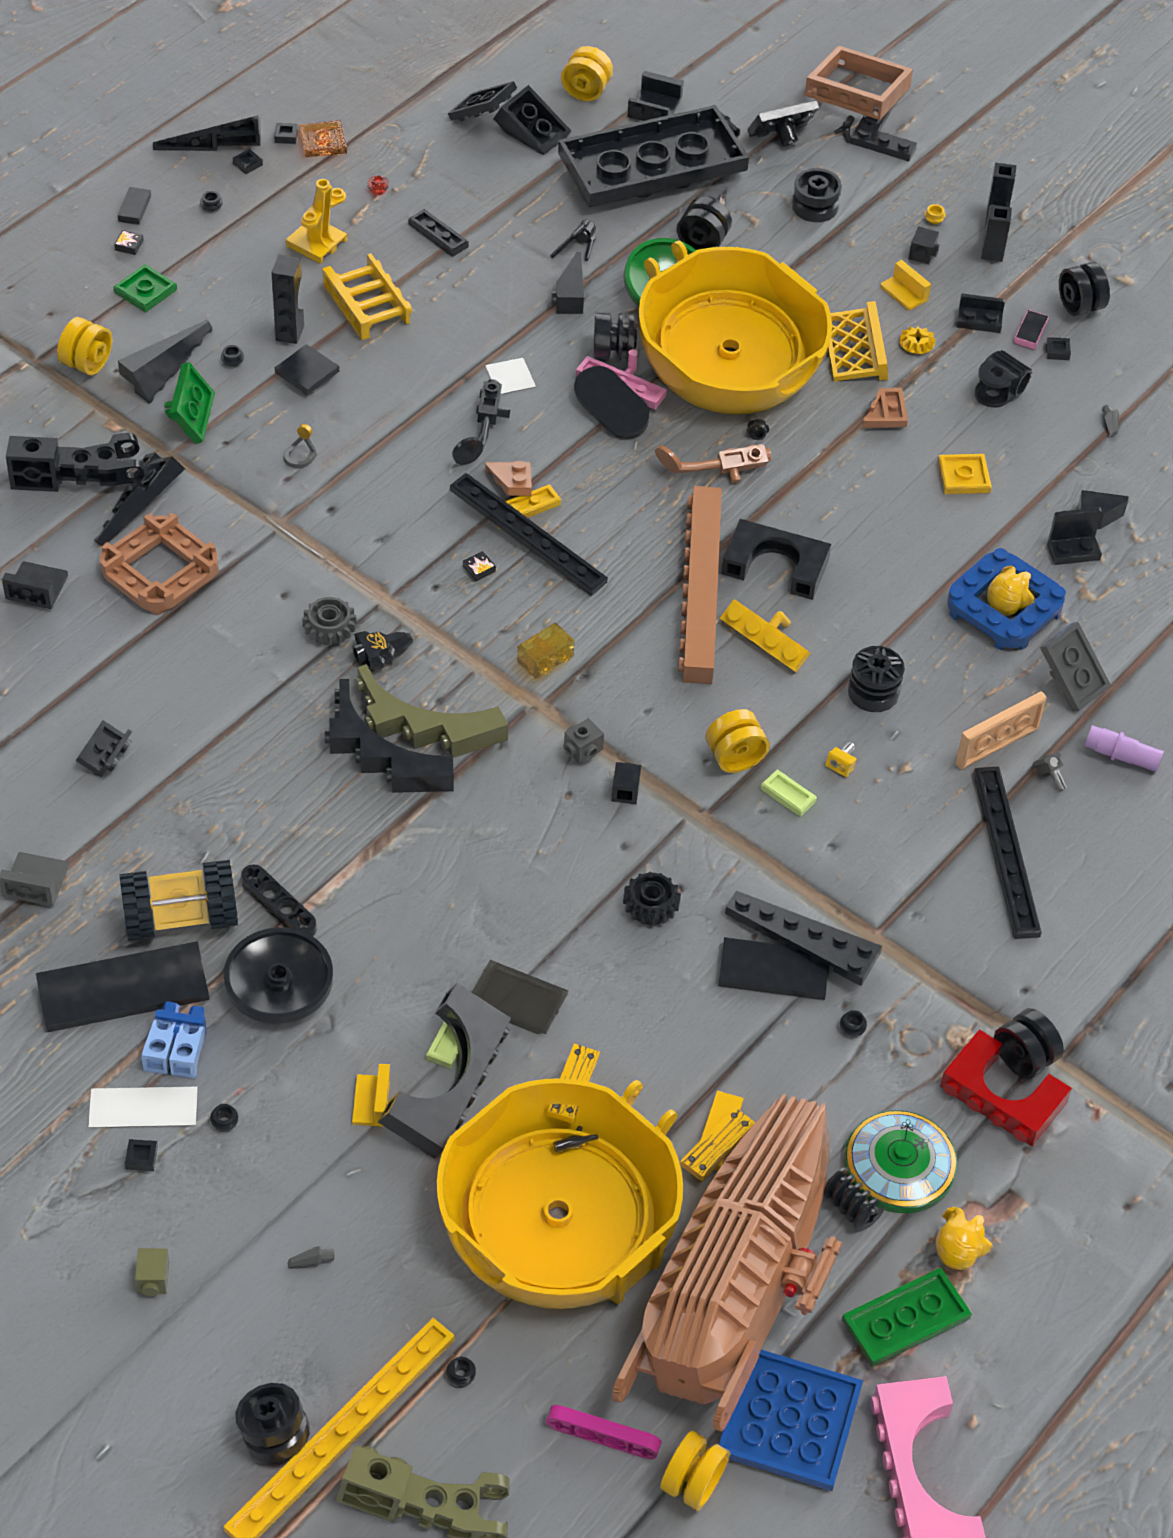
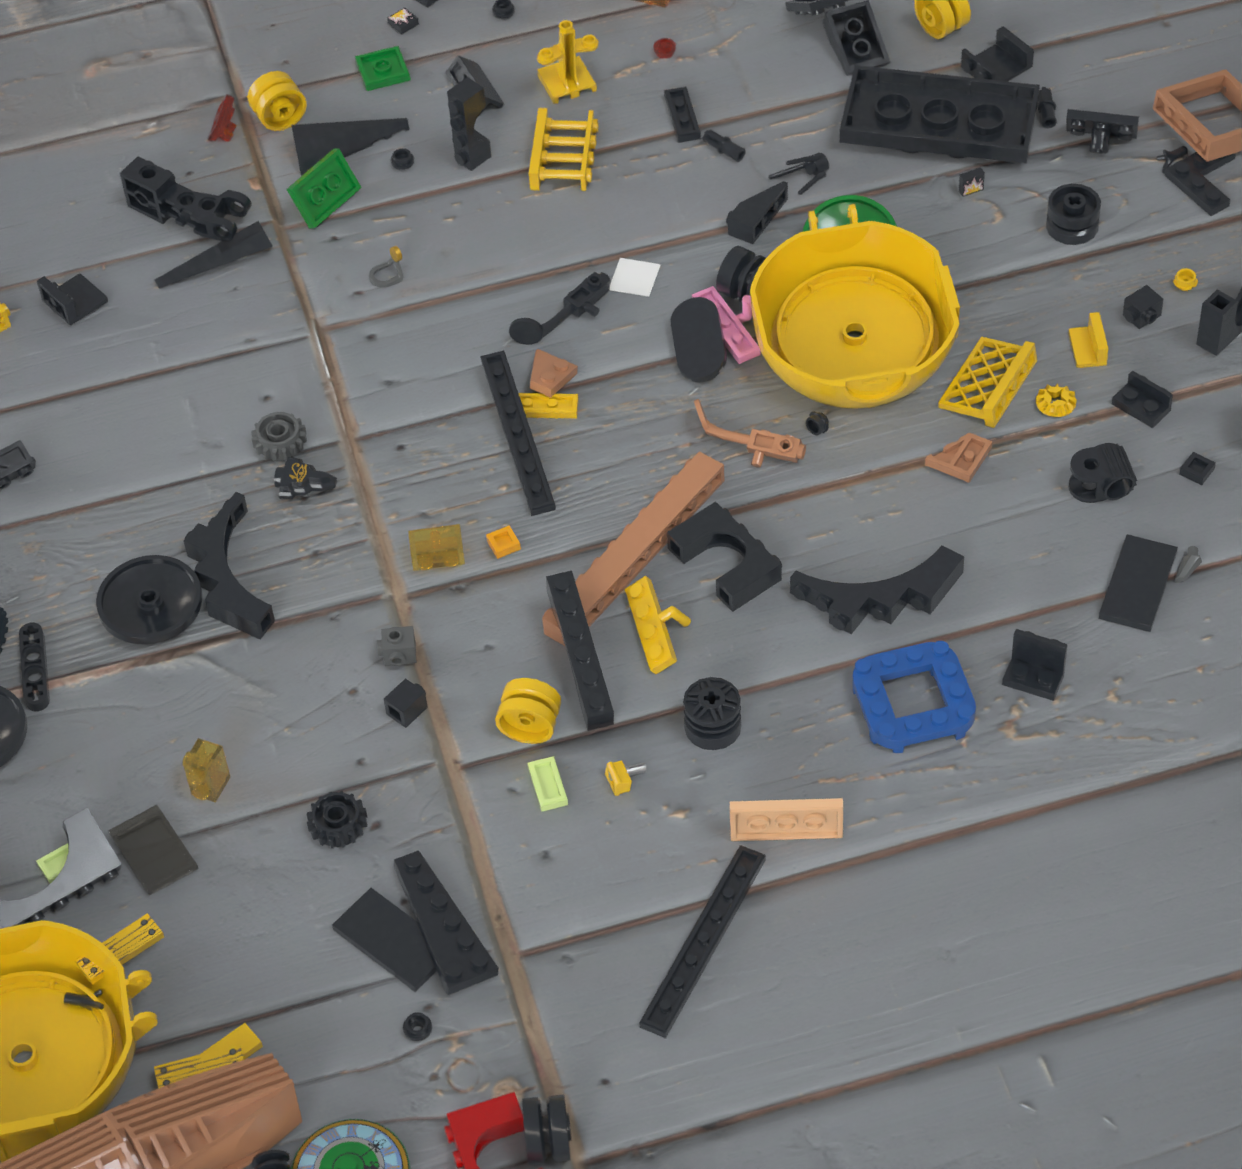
camera: 40 degrees right, 0 degrees up
(39, 382) = (221, 126): none -> clear red plate
(154, 596) = (204, 292): nougat plate -> none
(239, 273) = (463, 68): none -> black panel
(307, 369) = (454, 197): black tile -> none
(339, 799) = (149, 599): none -> black dish
(456, 731) = (297, 585): olive arch -> none
(479, 566) = (452, 443): black tile -> none
(495, 244) = (724, 145): none -> black axle
(516, 910) = (206, 770): none -> clear yellow brick
(592, 624) = (503, 542): none -> light orange plate
(704, 223) = (928, 201): black wheel -> none
(772, 704) = (581, 650): none -> black arch
(922, 539) = (883, 599): none -> black arch
(964, 473) = (989, 553): yellow tile -> none
(1010, 591) = (913, 689): yellow hair -> none
(1031, 329) = (1185, 437): black tile -> none
(1051, 764) = (811, 878): piece -> none
(1075, 666) = (913, 792): dark grey plate -> none
(1088, 448) = (1138, 583): none -> black tile
(1111, 505) = (1092, 649): black slope -> none
(1123, 748) = (901, 896): lavender piece -> none

